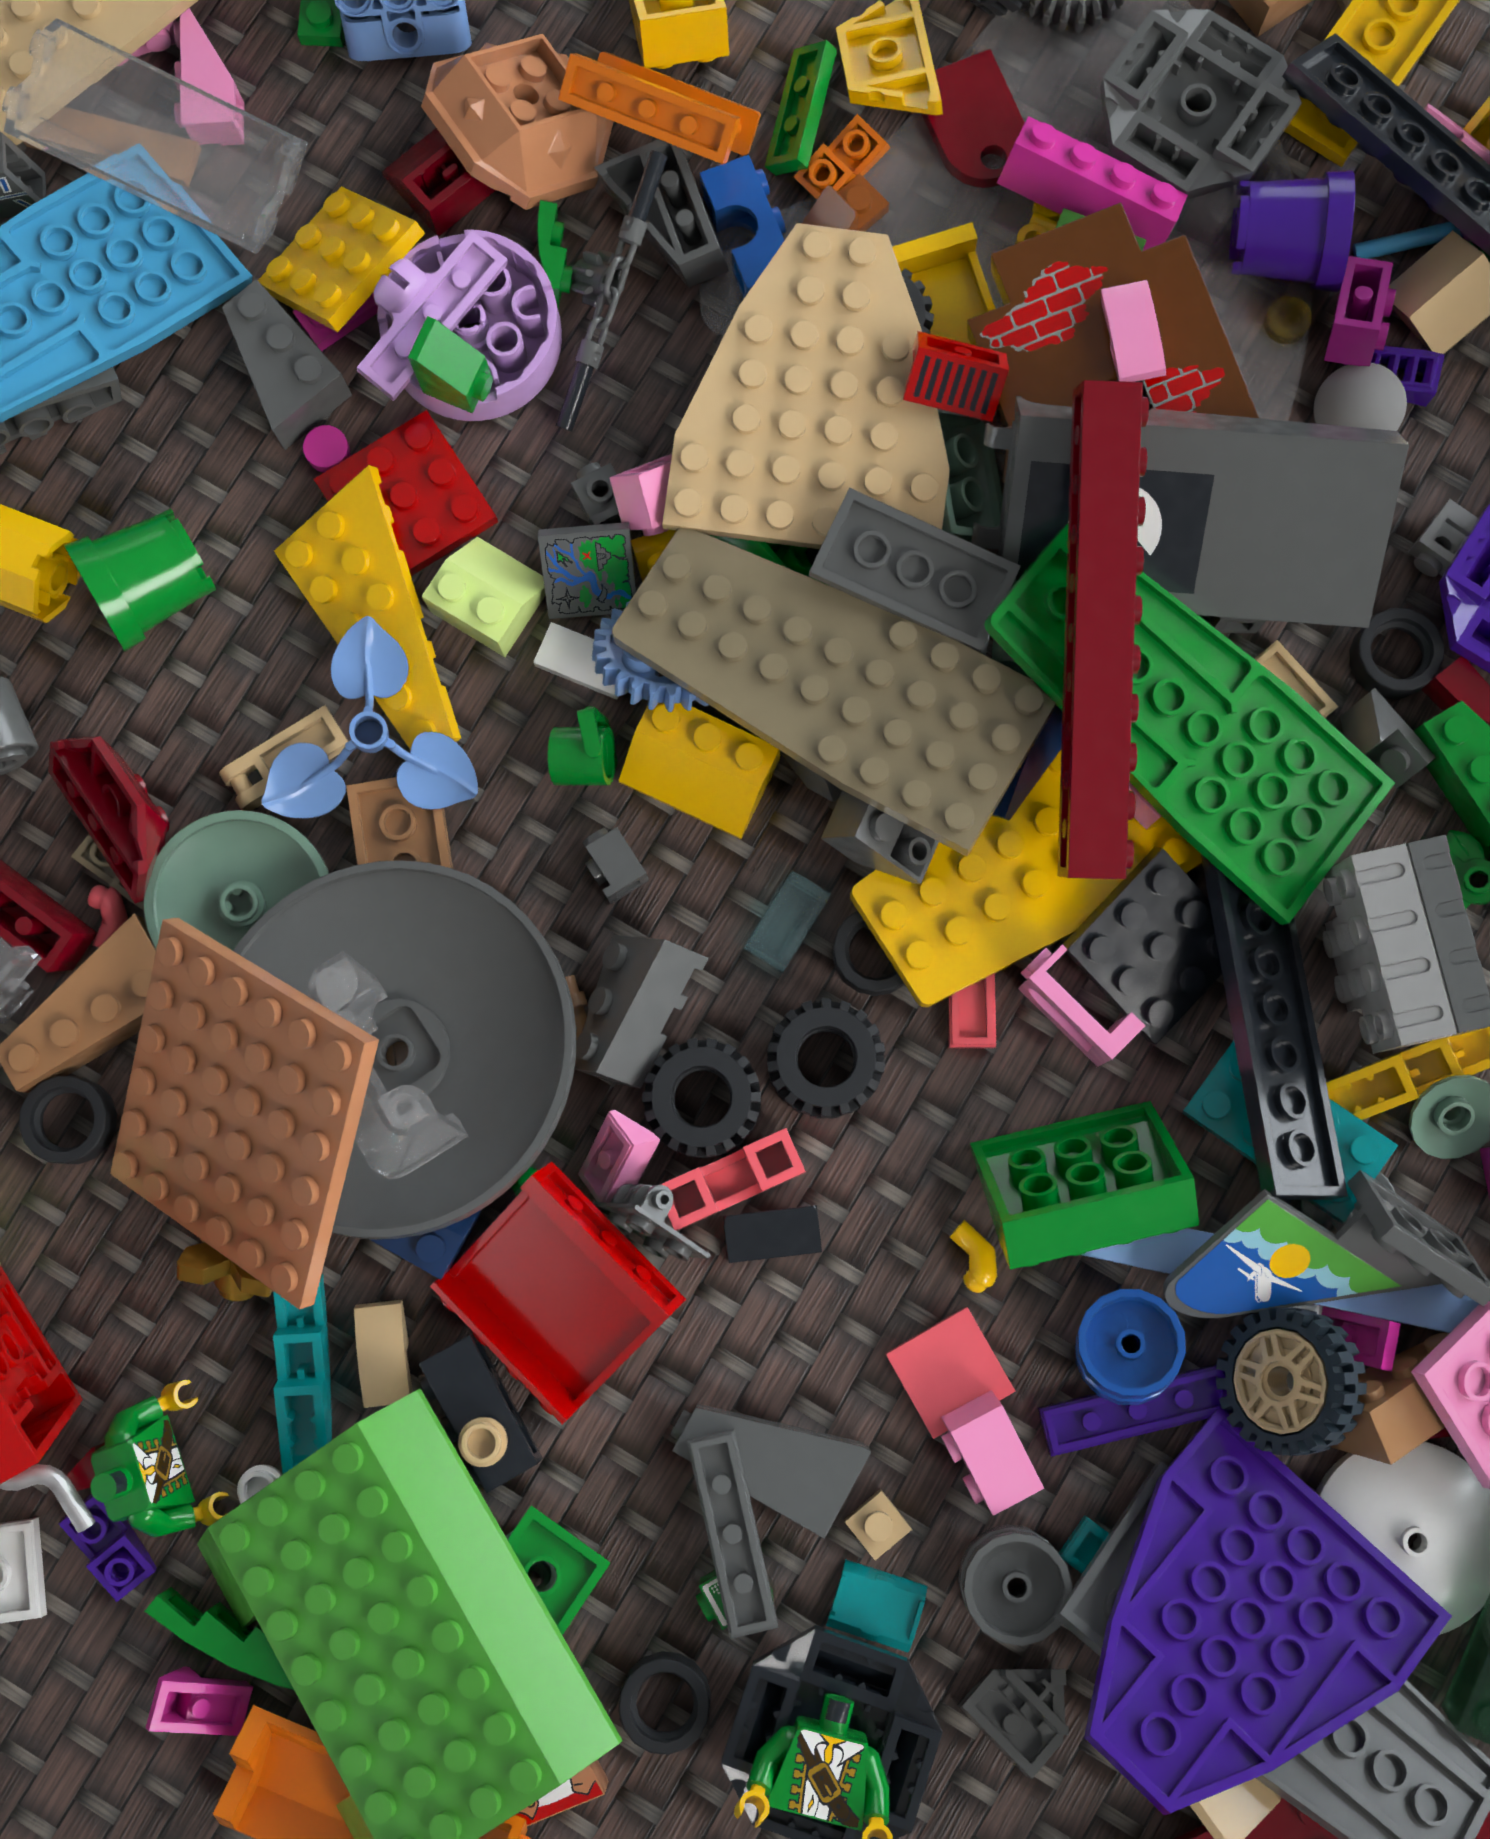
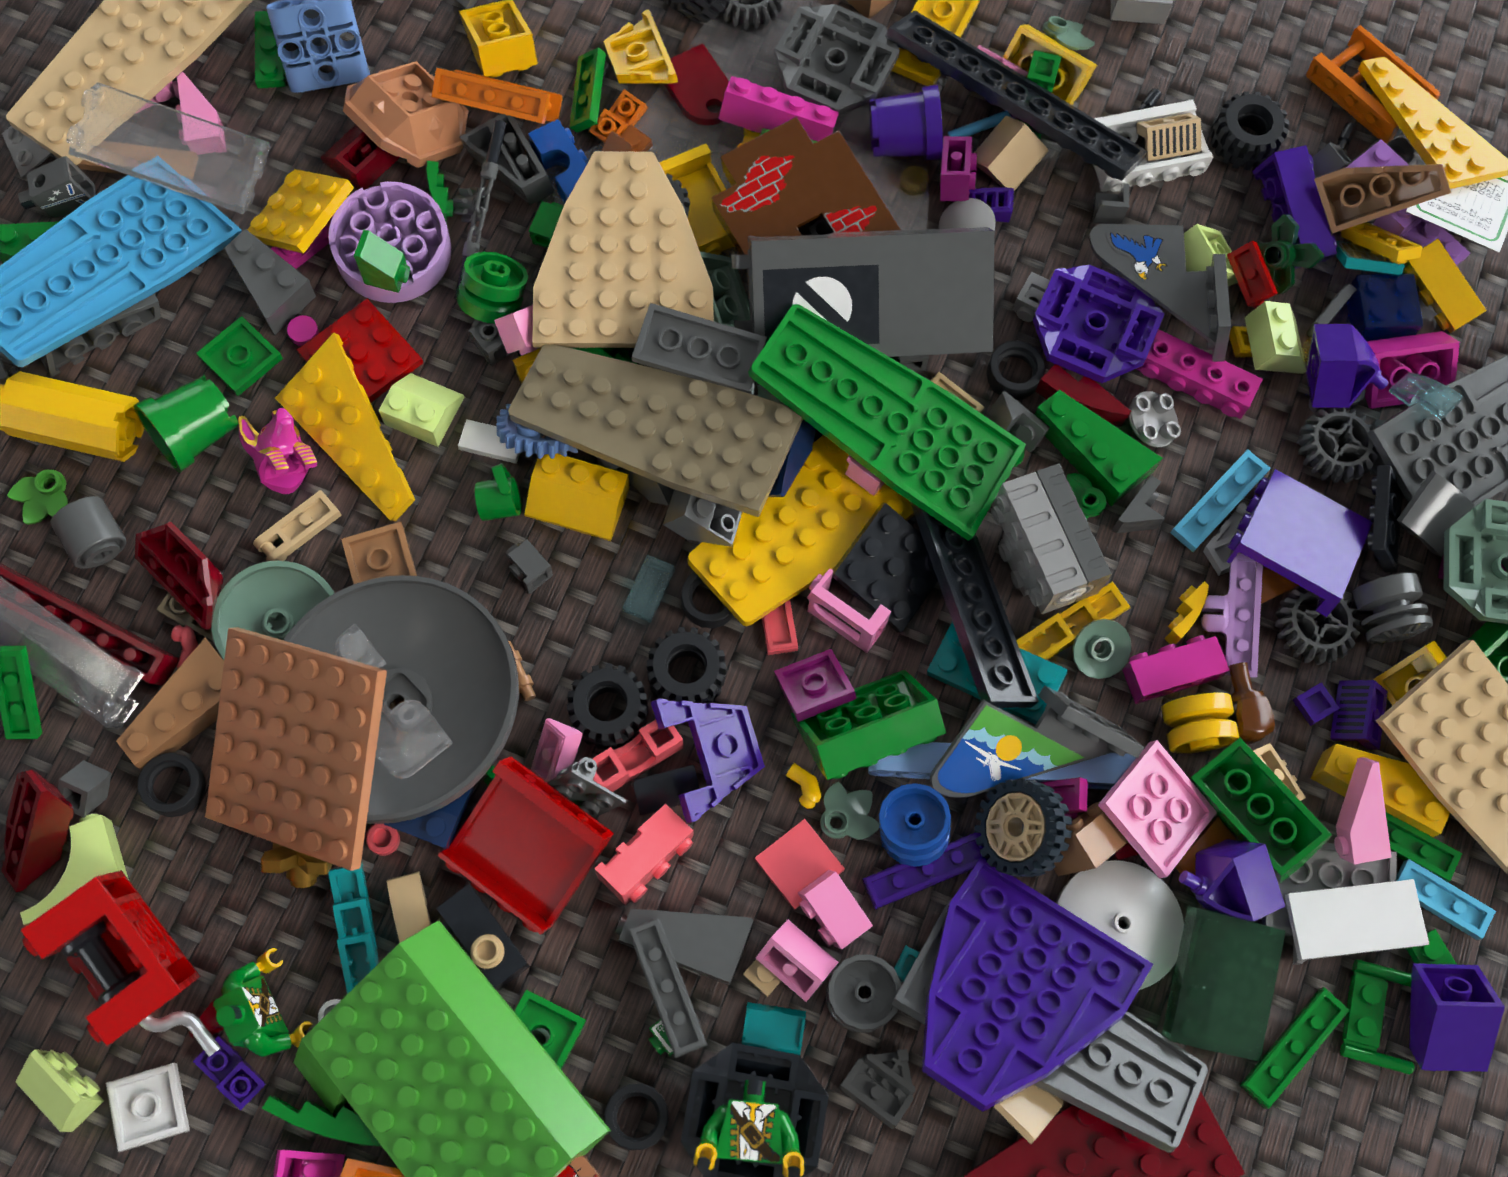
camera: 20 degrees left, 10 degrees down
(229, 478) = (239, 356): none -> green plate
(268, 638) = (277, 452): none -> dark pink piece
(354, 1250) = (382, 839): none -> coral tile
(414, 295) = (348, 226): lavender plate -> none
(434, 772) = (349, 458): medium blue plant -> none
(587, 569) = (485, 381): tile -> none
(613, 419) = (491, 286): none -> green wheel
(631, 1005) = (551, 651): dark grey wedge -> none
(709, 323) = (545, 223): none -> green brick
(727, 1330) = (645, 855): none -> coral wedge
(864, 1185) = (724, 748): none -> wing
(925, 1519) = (796, 960): none -> bright pink brick
(956, 376) = (708, 230): red panel -> none
(1013, 1110) = (815, 685): none -> magenta plate
(1039, 1306) = (851, 811): none -> sand green plate
(1101, 629) = (822, 366): dark red brick -> none
(1133, 332) = (815, 190): bright pink slope -> none

